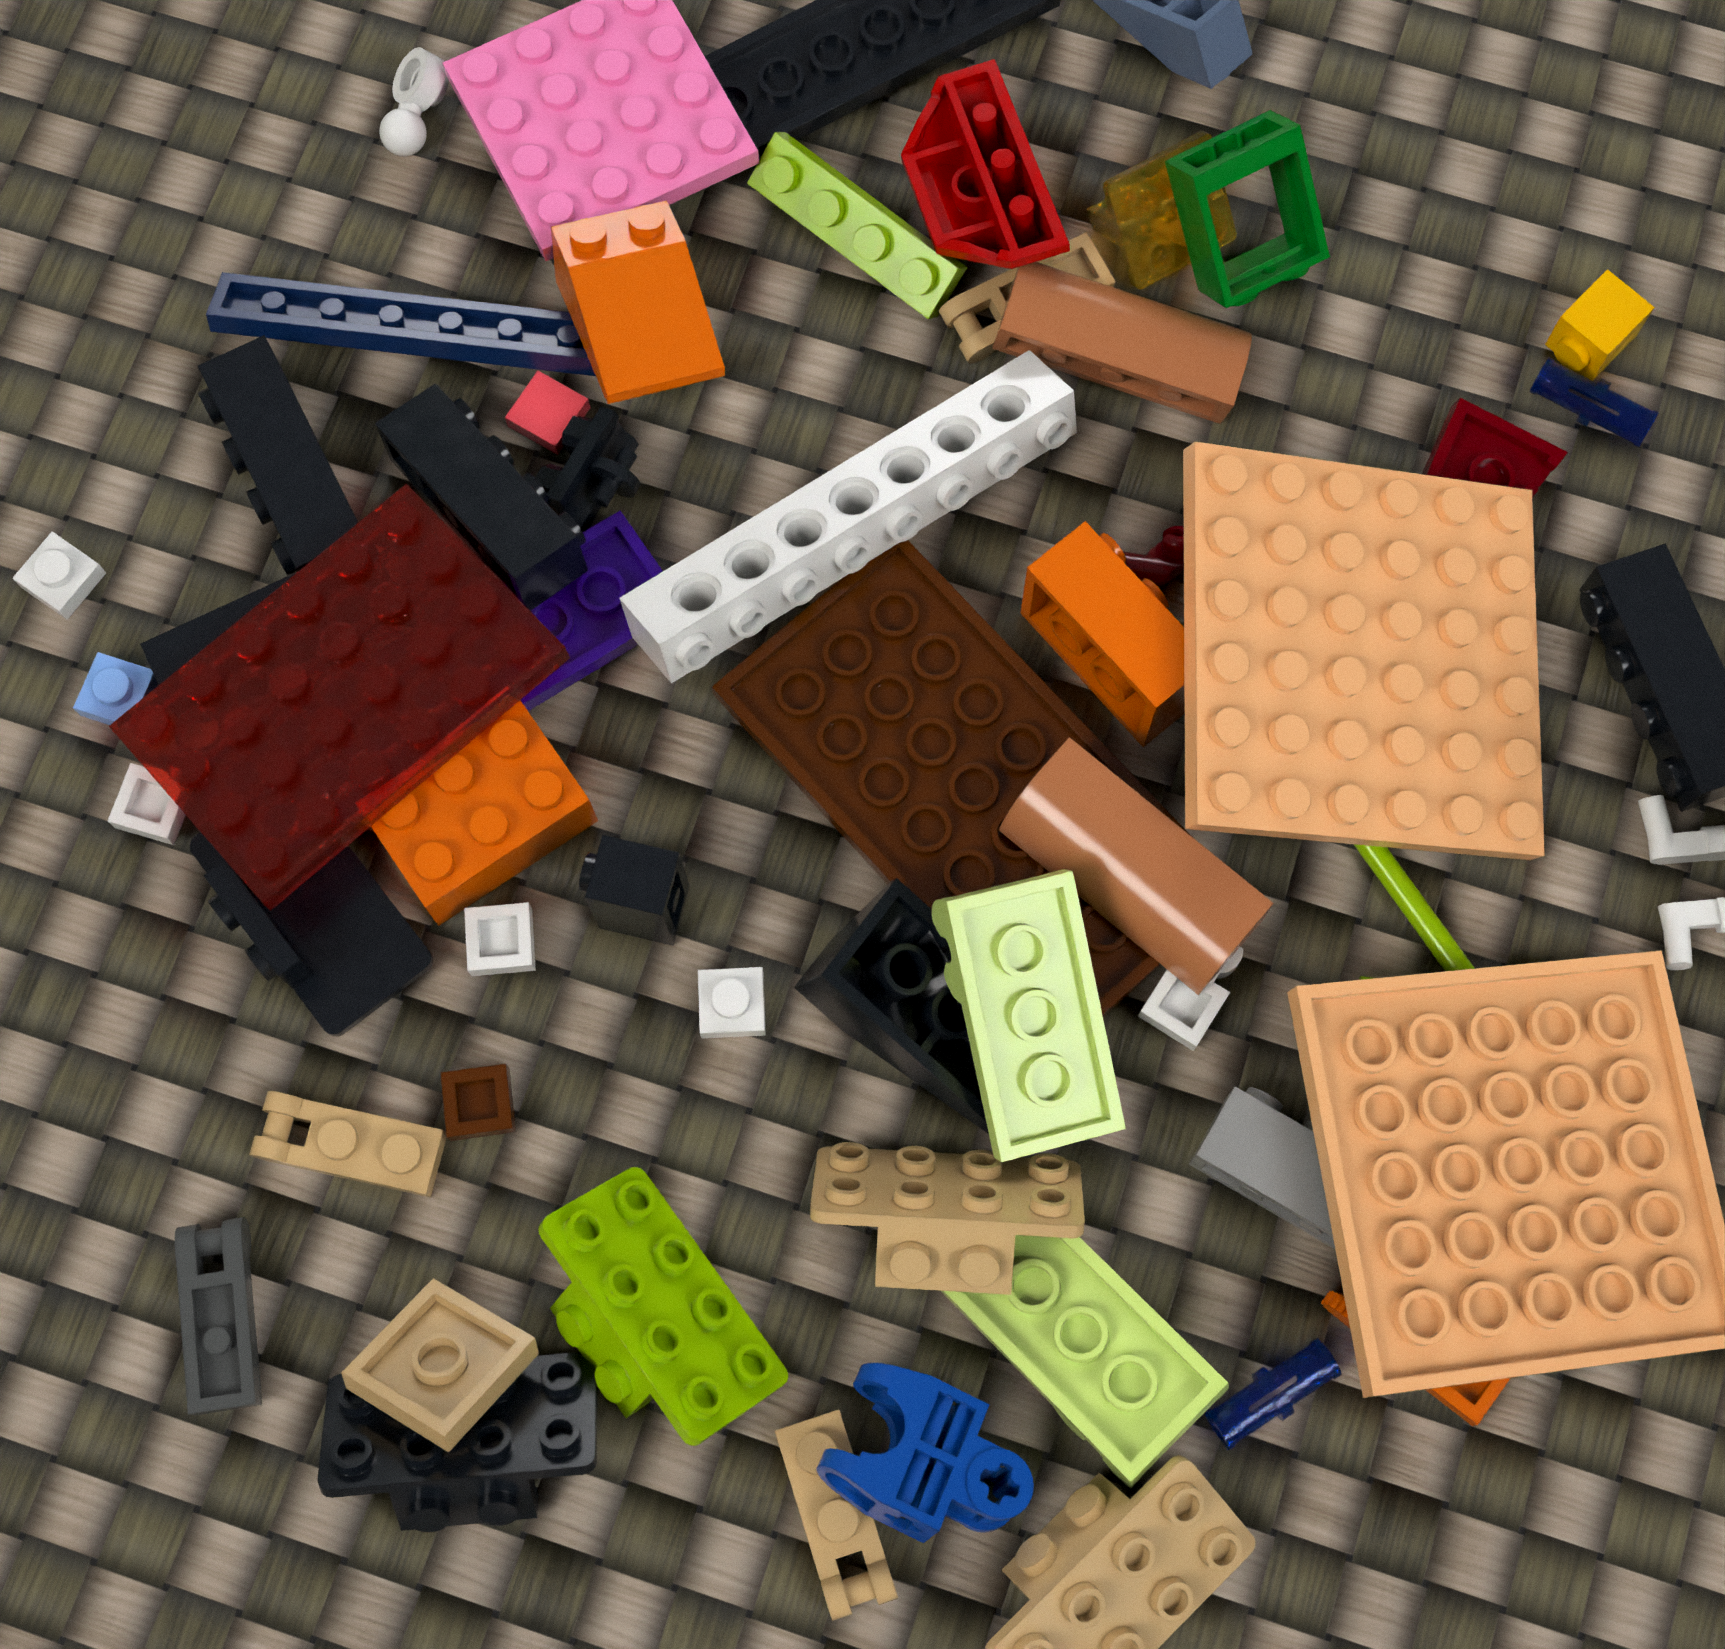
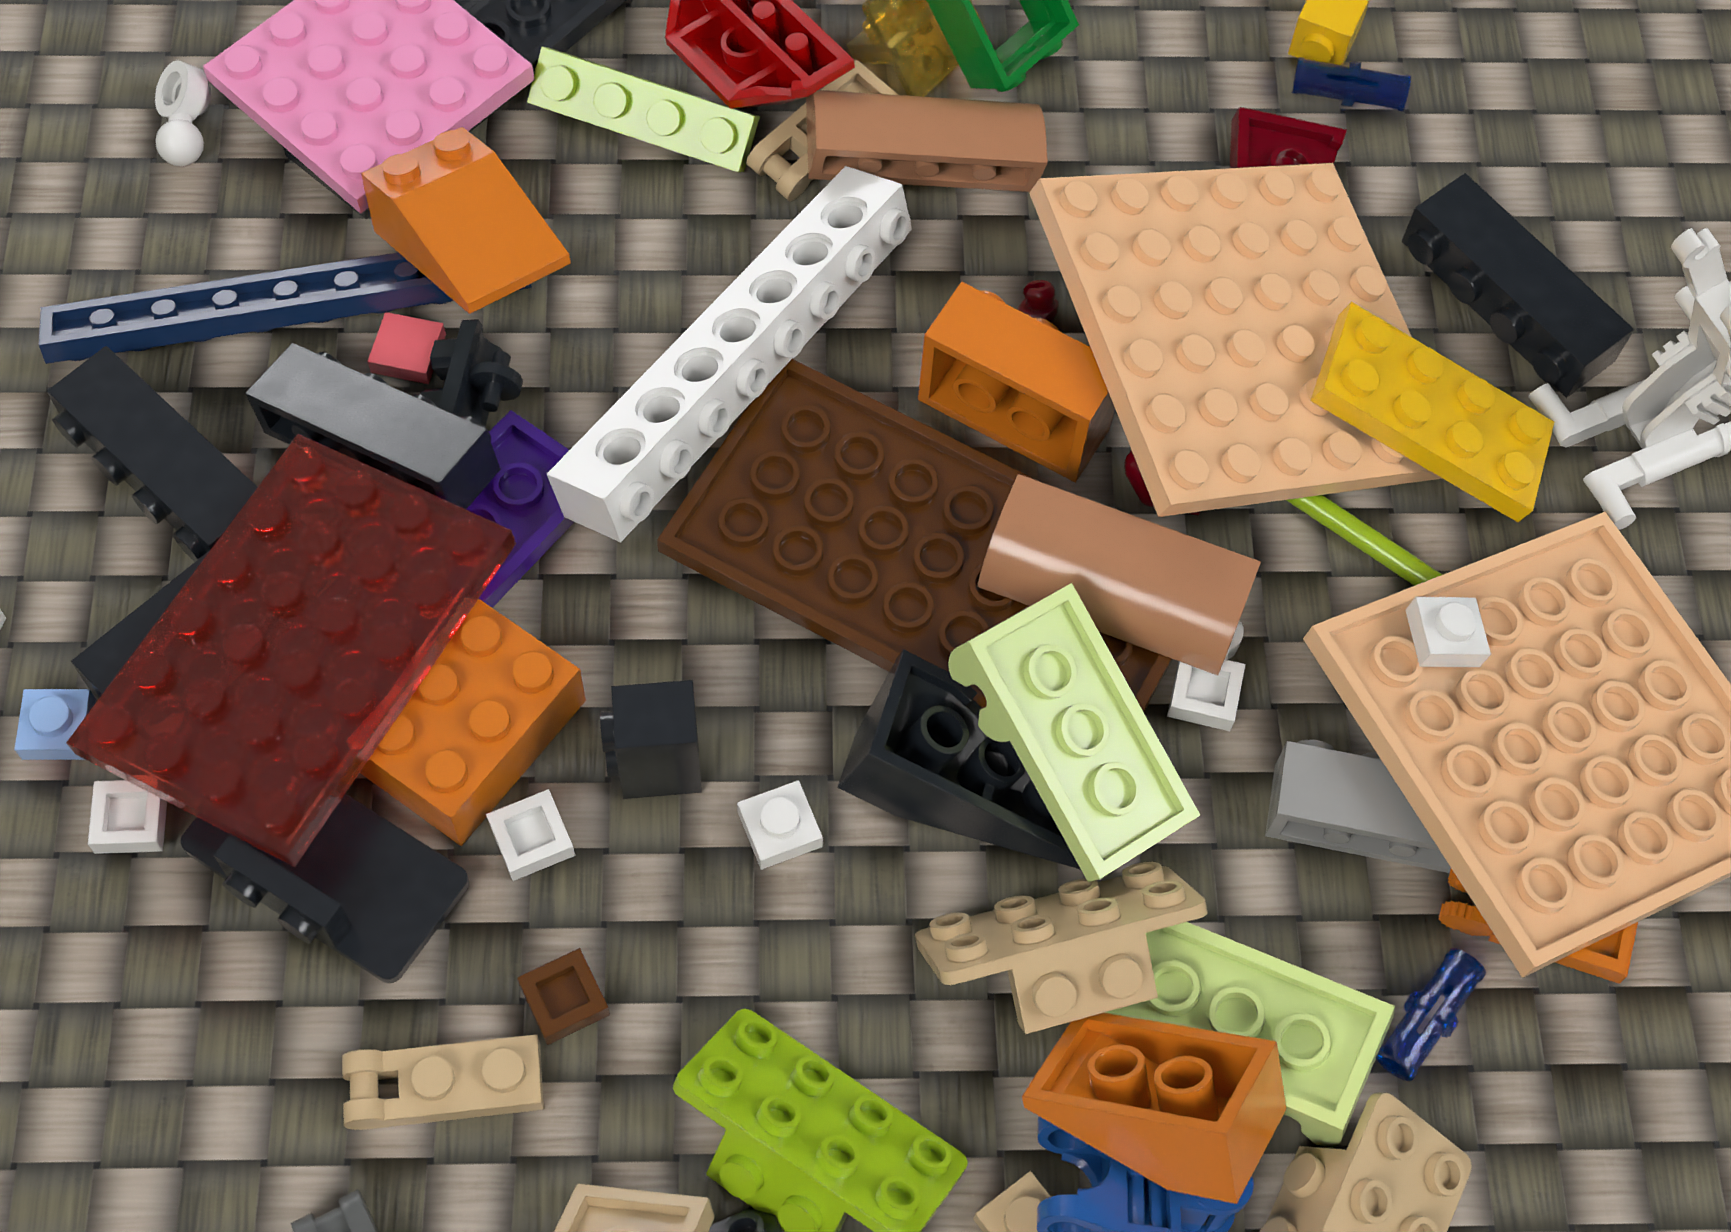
camera: 25 degrees left, 10 degrees down
(972, 1397) = (1165, 1099): none -> orange slope
(1431, 1034) = (1447, 632): none -> white plate
(1522, 795) = (1433, 412): none -> yellow plate

